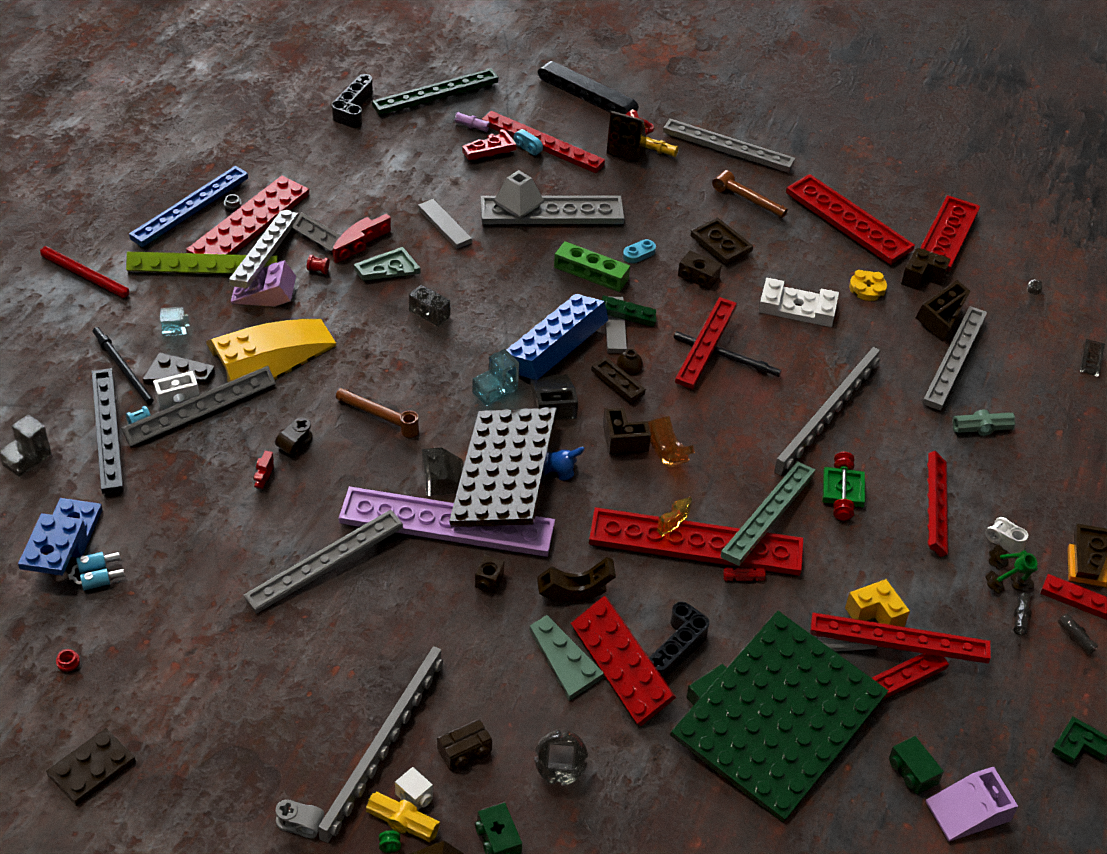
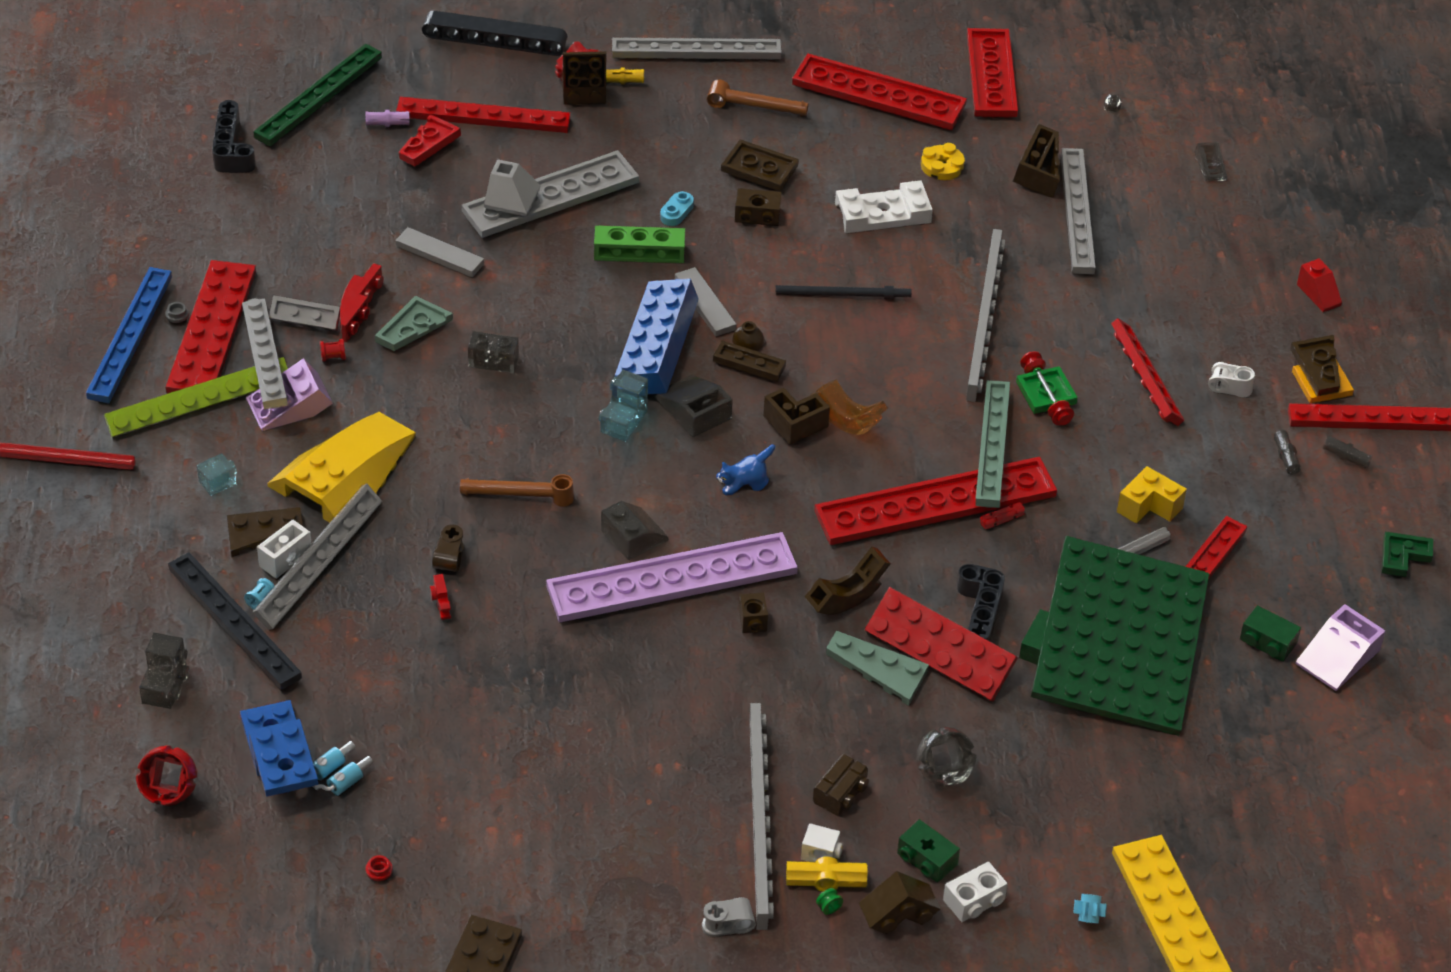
camera: 25 degrees left, 0 degrees up
(106, 343) = (154, 527): black bar -> none
(323, 561) = (574, 666): light grey tile -> none
(504, 468) = (699, 497): plate -> none
(528, 142) = (470, 121): medium azure plate -> none
(630, 311) = (716, 280): dark green plate -> none
(679, 512) = (904, 482): clear yellow slope -> none
(705, 343) = (818, 286): red plate -> none
(900, 638) = (1190, 518): red plate -> none
(925, 266) = (993, 119): dark brown brick -> none
(983, 422) = (1144, 271): sand green piece -> none
(1021, 575) = (1269, 402): plant -> none

